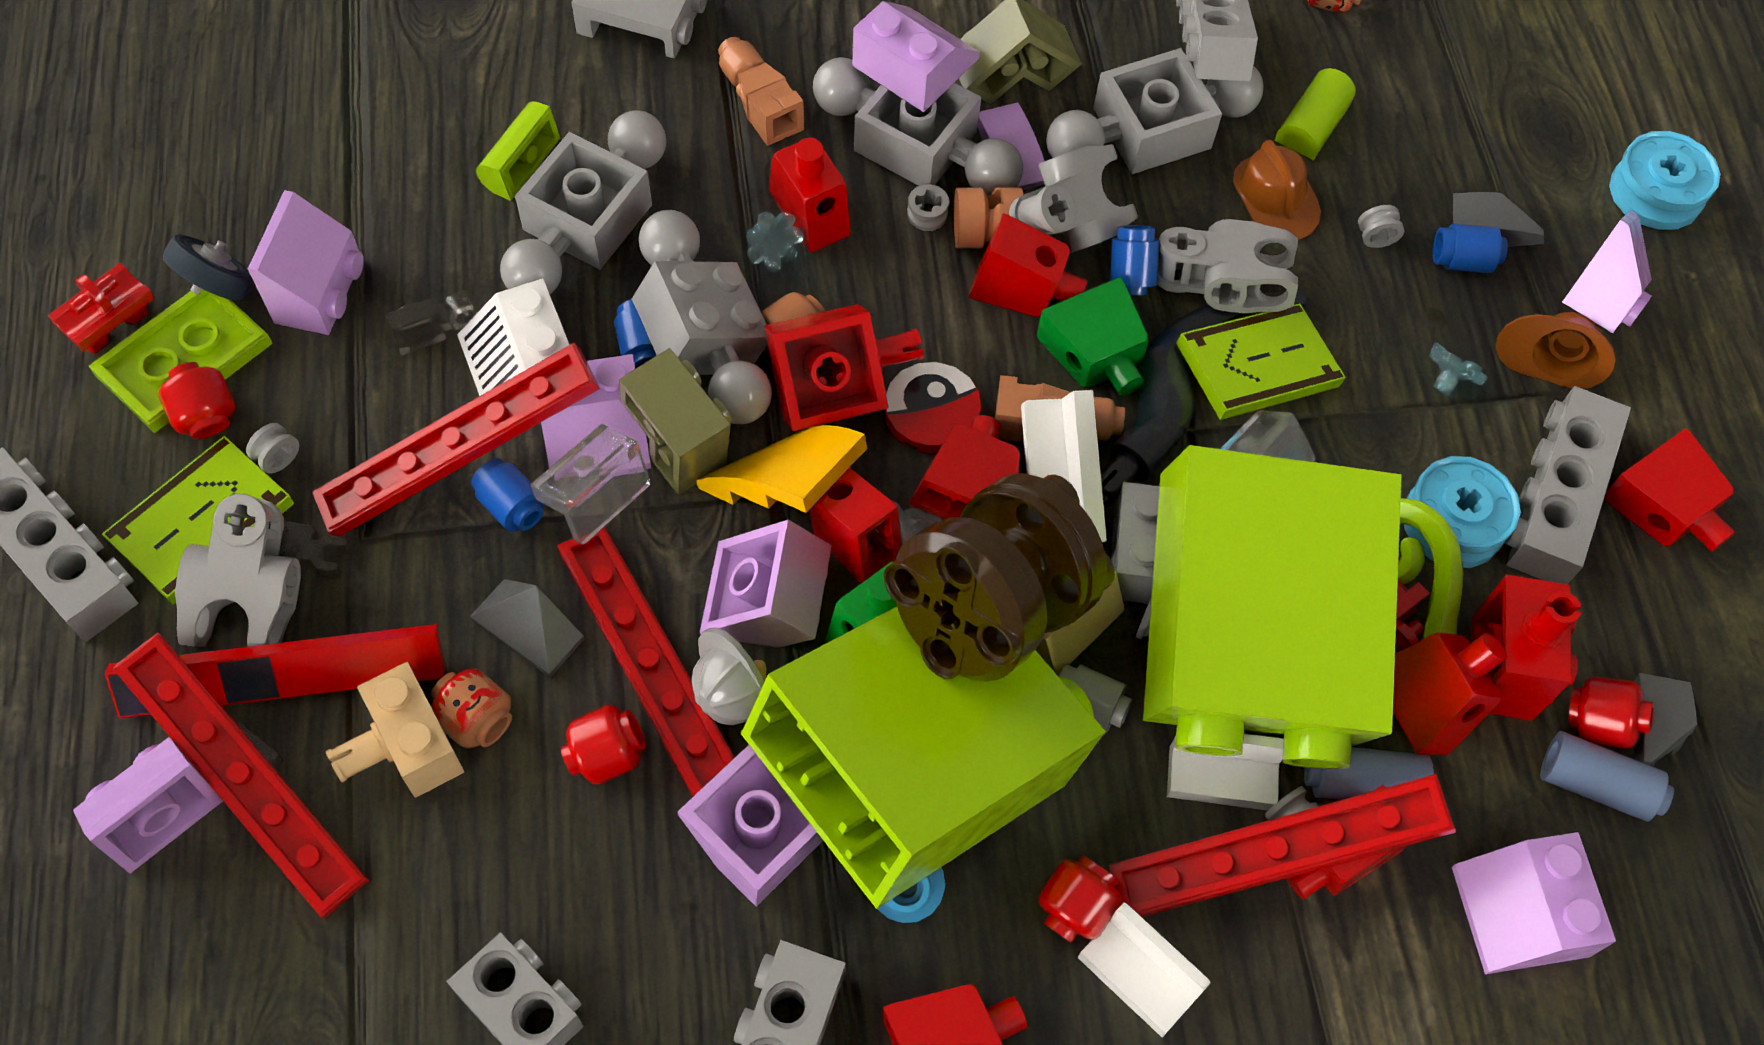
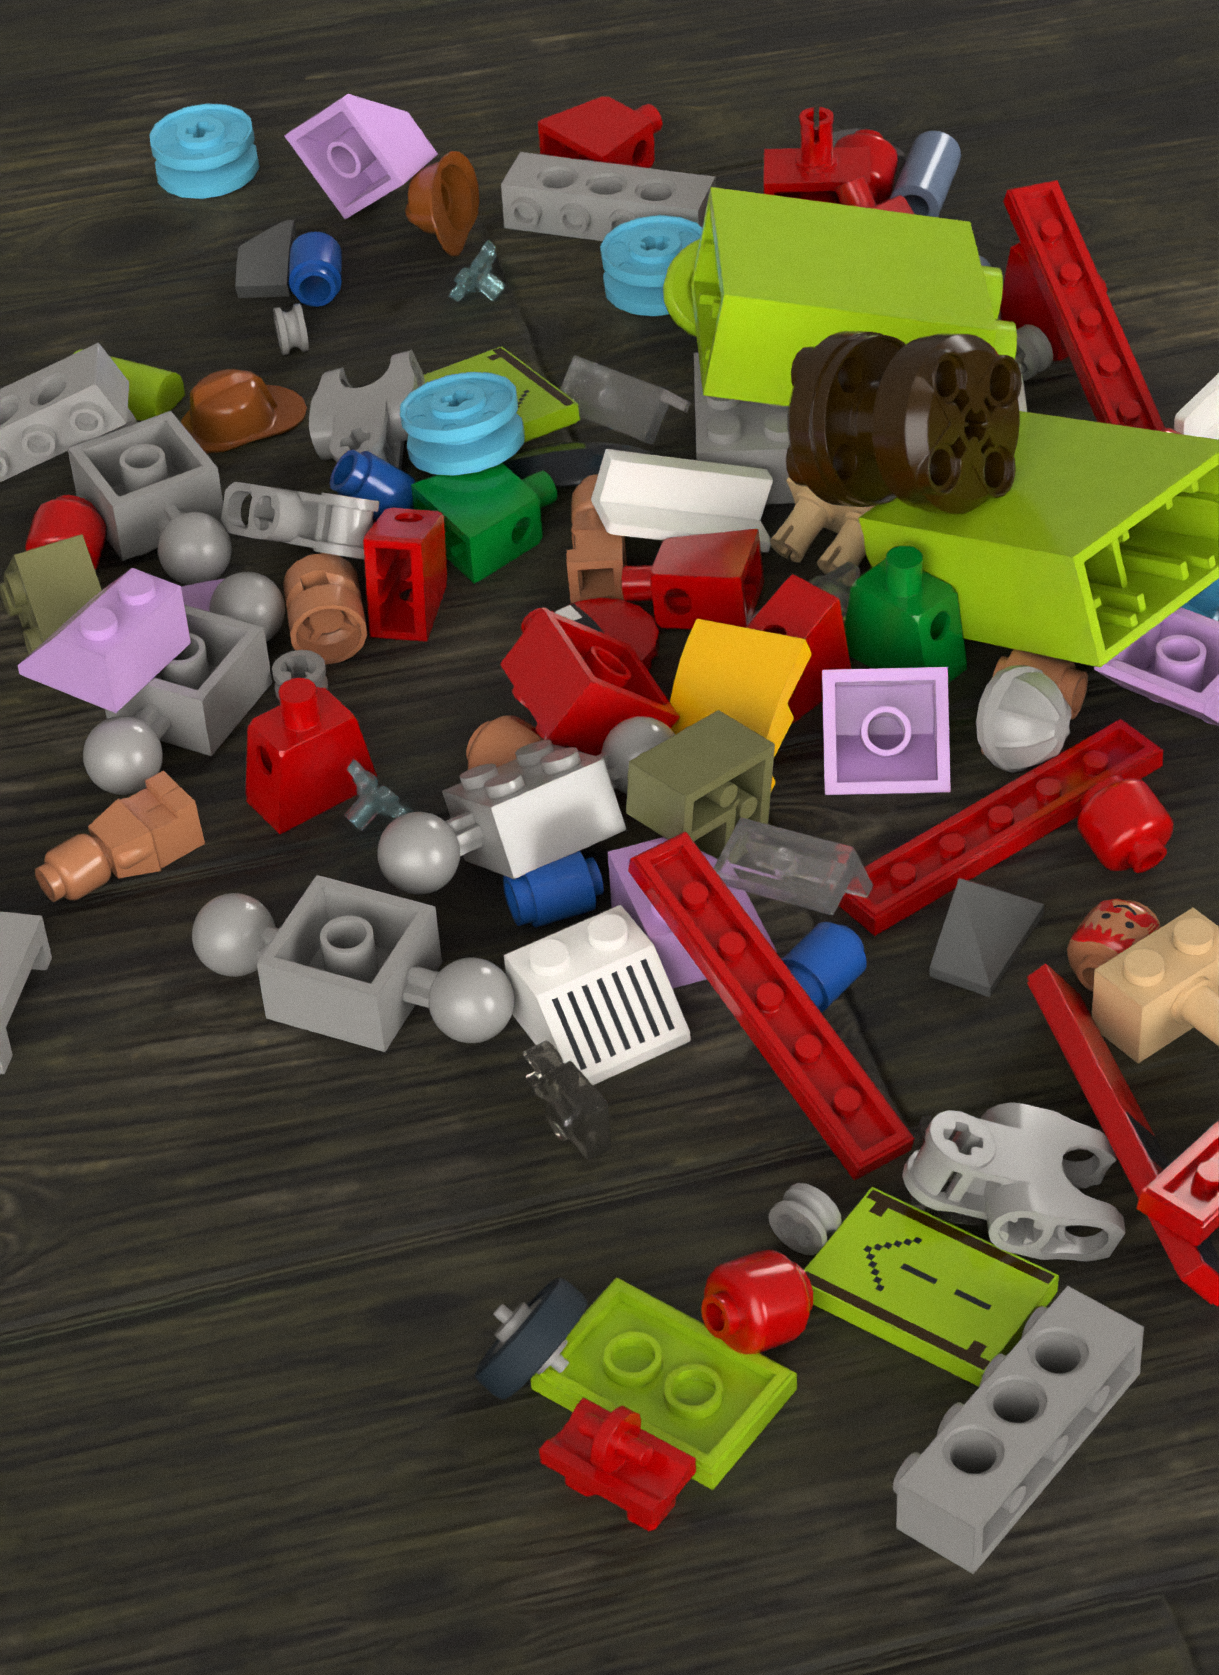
camera: 90 degrees left, 20 degrees down
(305, 266) = (509, 1237): lavender slope -> none
(519, 151) = (251, 1064): lime brick -> none
(1103, 55) = (67, 518): none -> red head
(1179, 309) = (462, 423): none -> medium azure wheel
(1533, 904) = (1093, 195): lavender slope -> none

